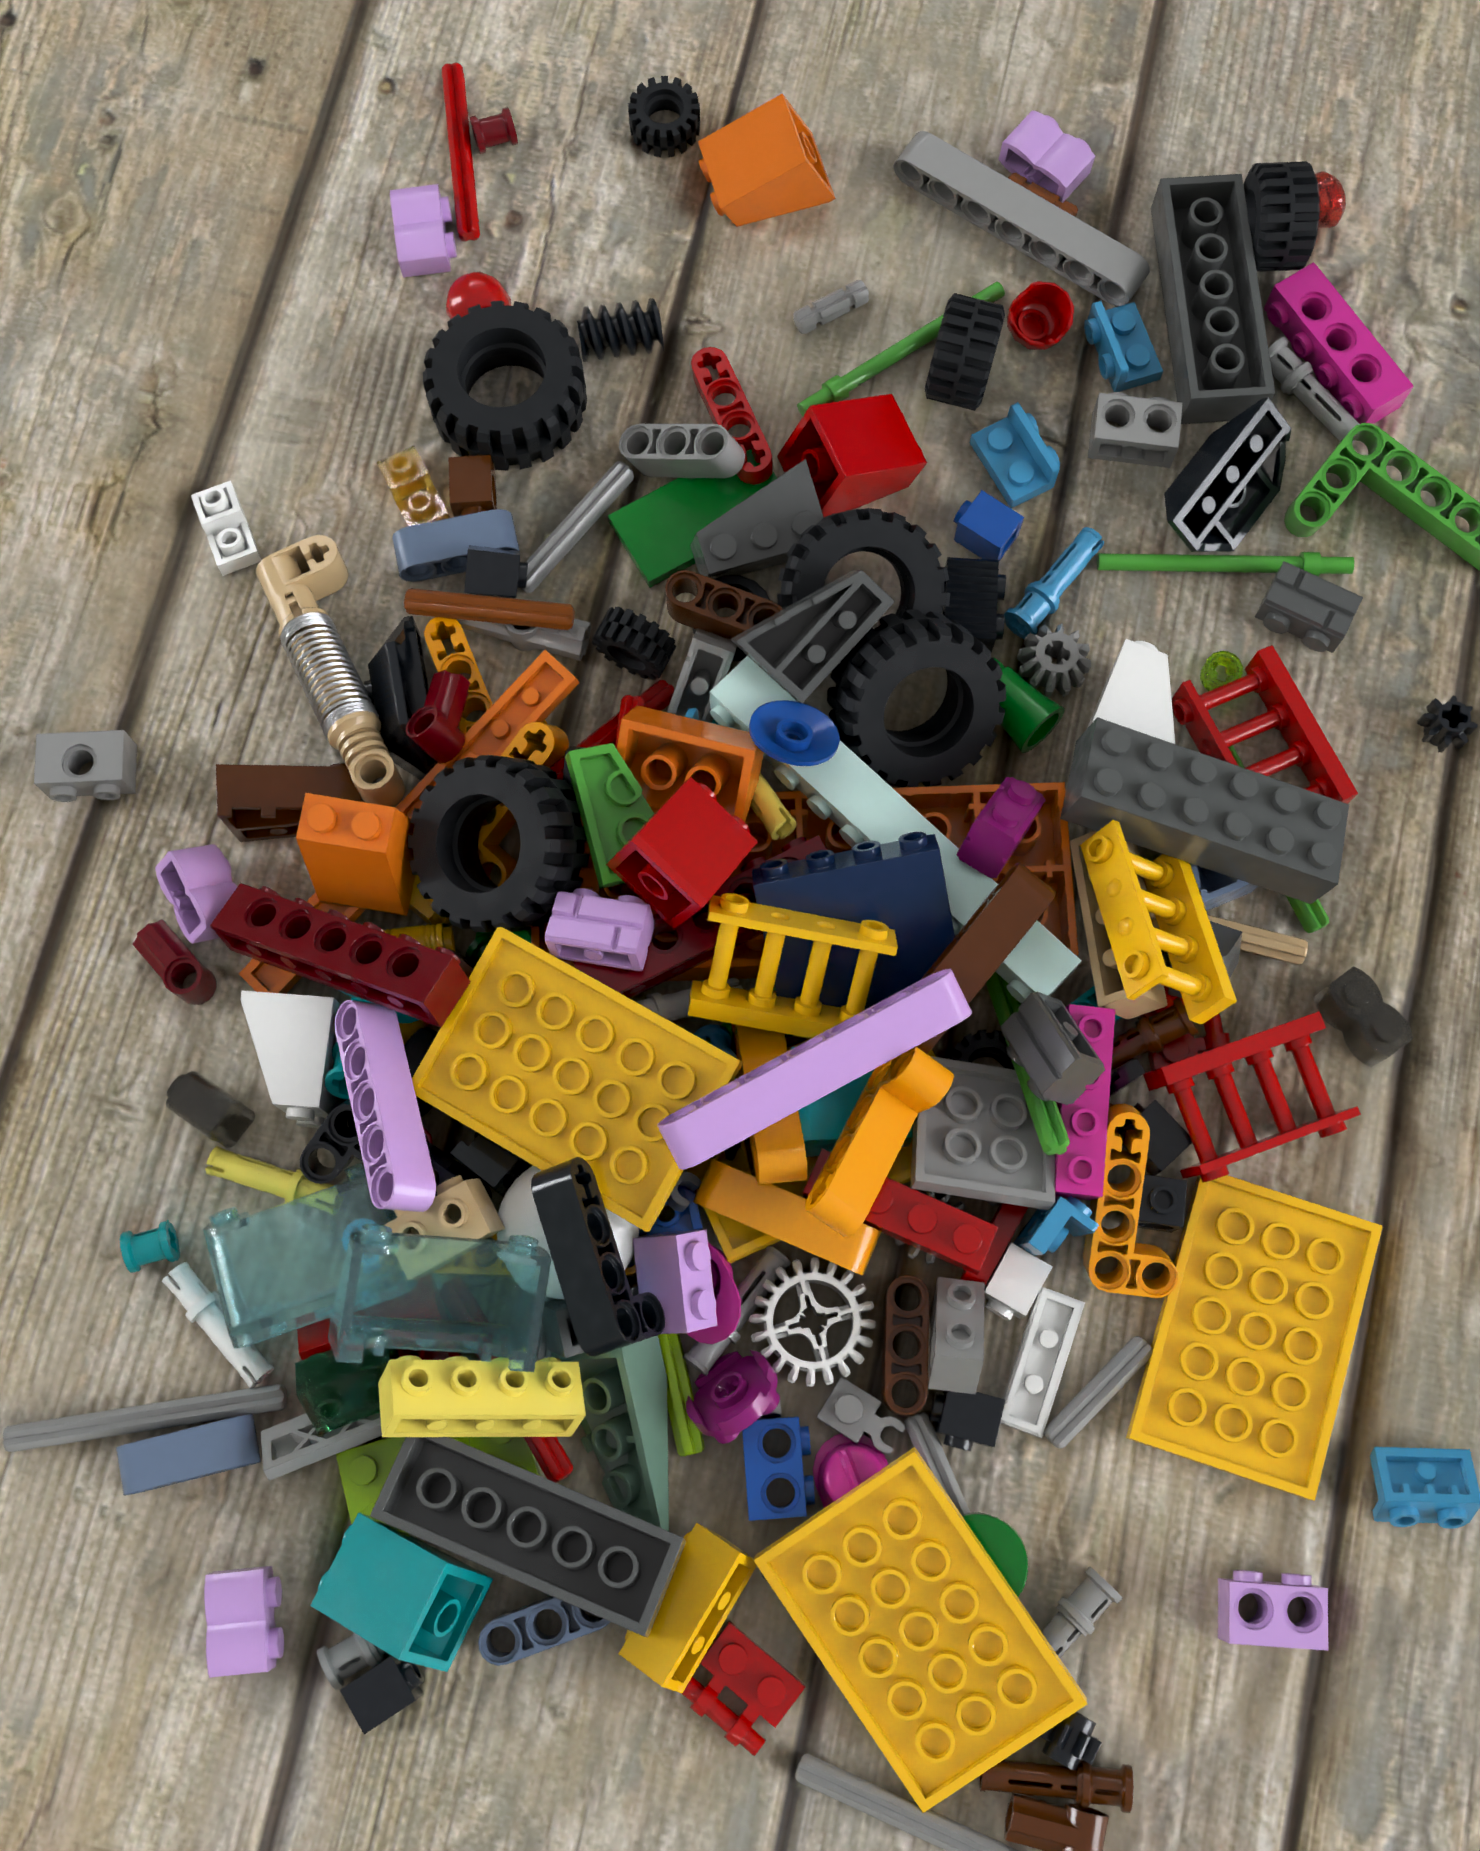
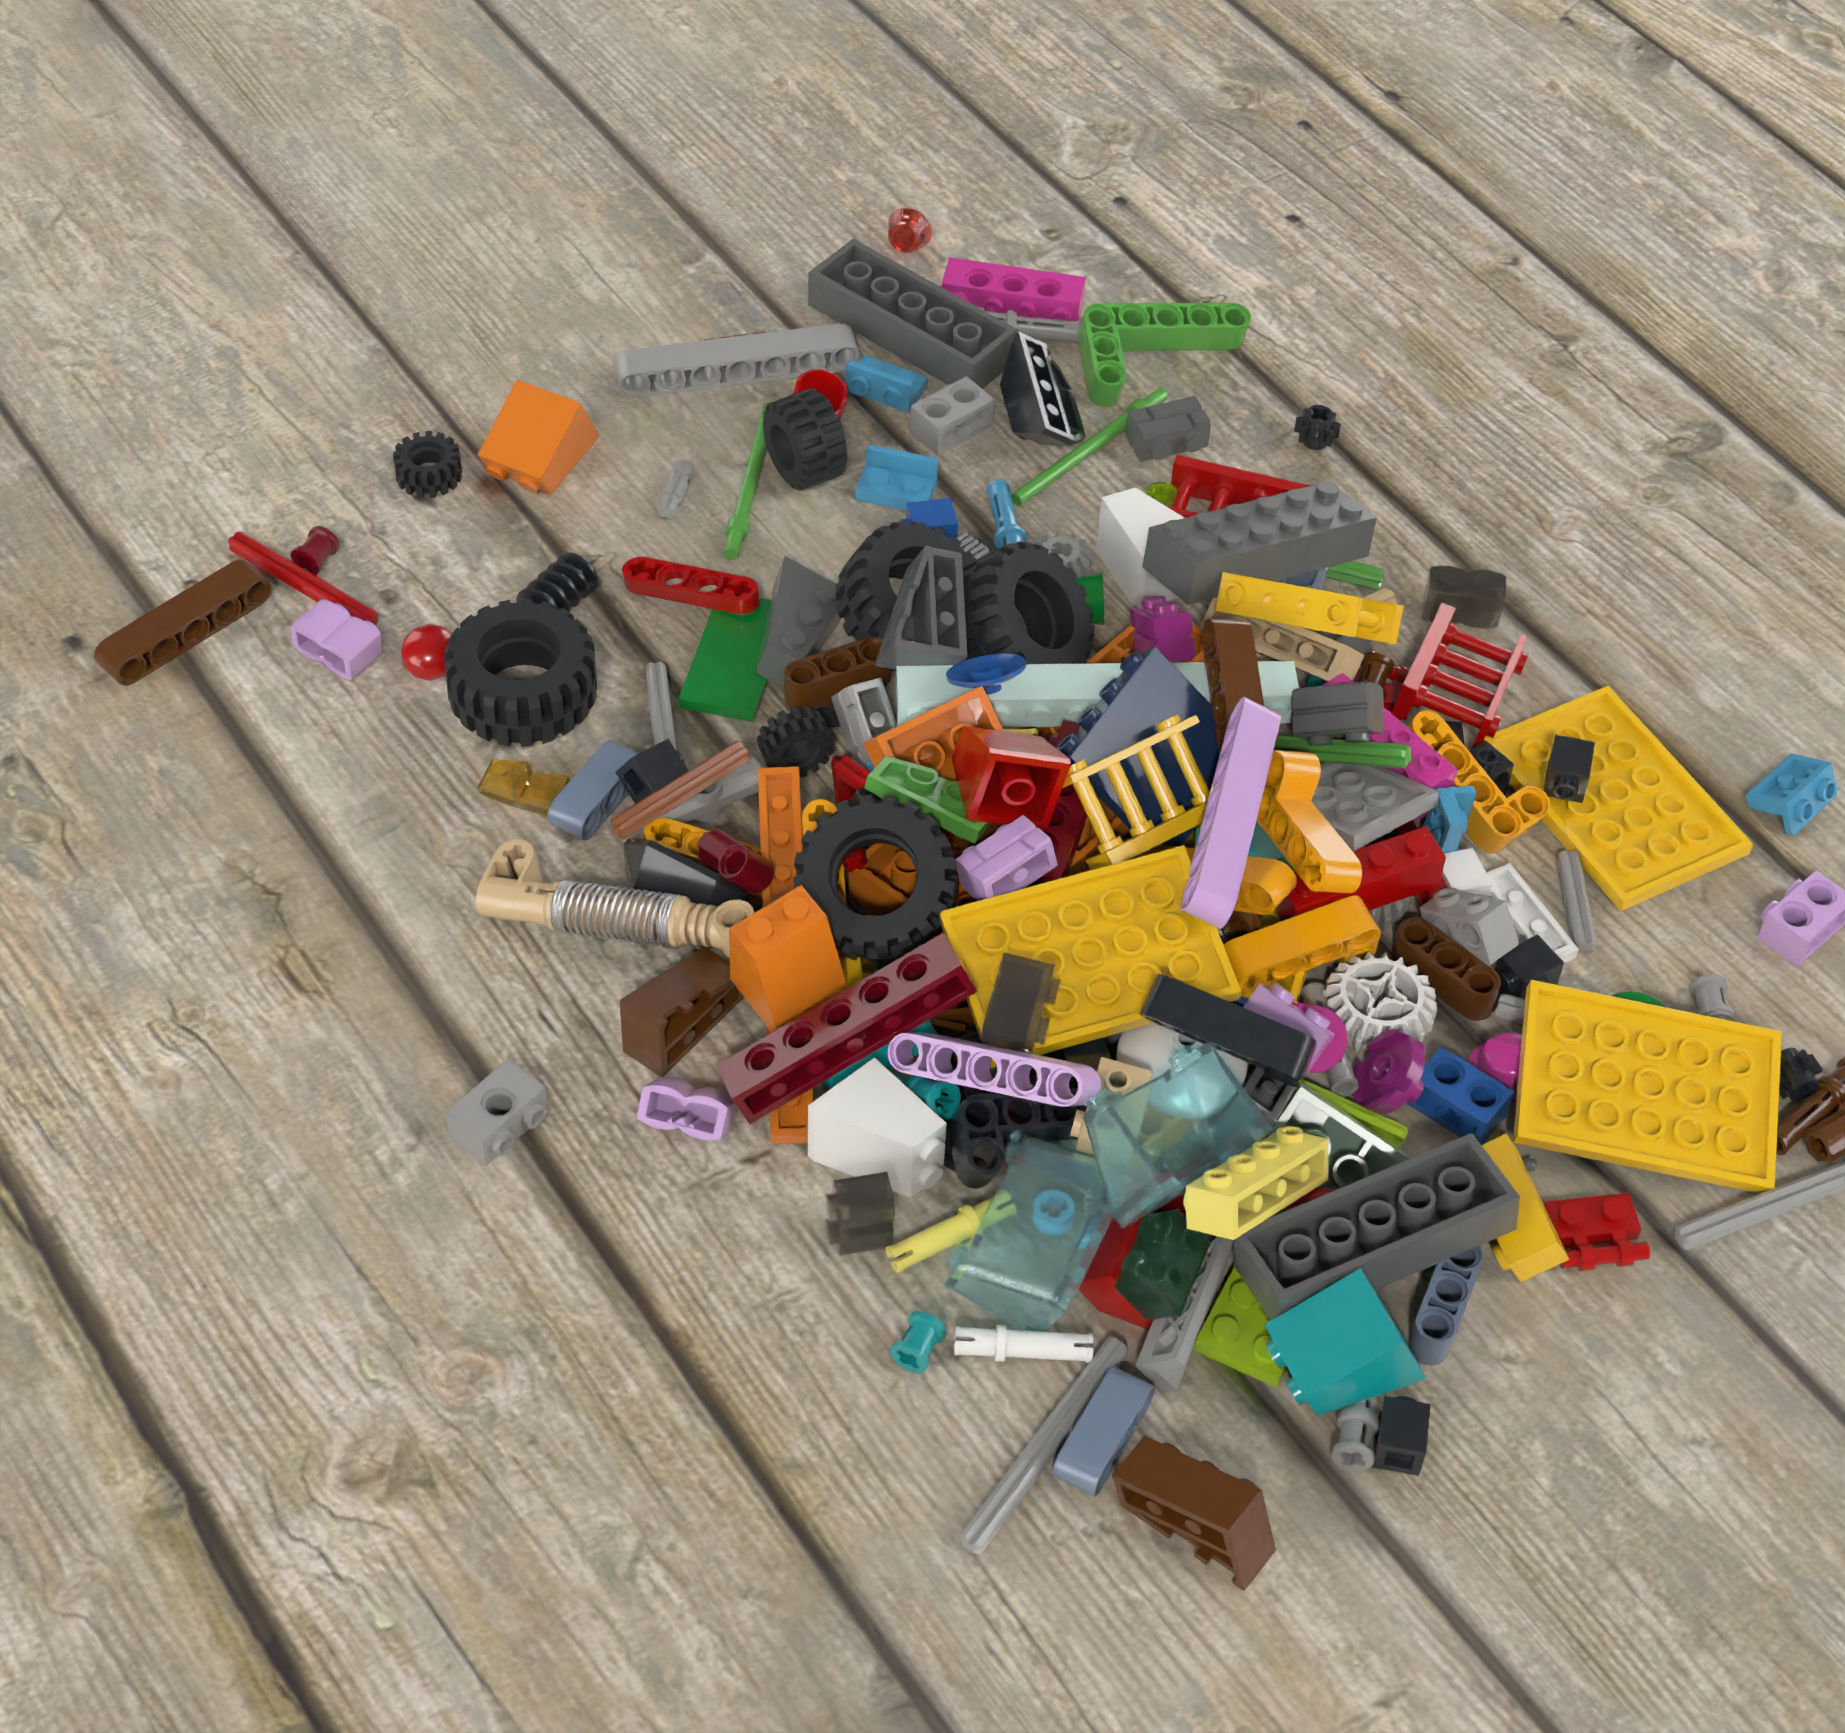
camera: 50 degrees left, 25 degrees down
(166, 1587) = (1200, 1504): none -> reddish brown wedge
(174, 962) = (718, 1170): dark red piece -> none
(226, 528) = (409, 907): white slope -> none
(242, 1621) = (1286, 1487): lavender brick -> none
(334, 117) = (182, 622): none -> reddish brown beam
(457, 1070) = (1019, 1003): none -> clear smoke brick
(472, 484) = (565, 747): reddish brown brick -> none
(682, 450) = (696, 601): light grey beam -> none
(854, 451) = (803, 533): red slope -> none
(854, 1412) = (1466, 1034): light grey plate -> none
(1047, 155) = (712, 316): lavender brick -> none
(1227, 1278) = (1569, 768): none -> black brick
(1282, 214) = (905, 236): black tyre -> none

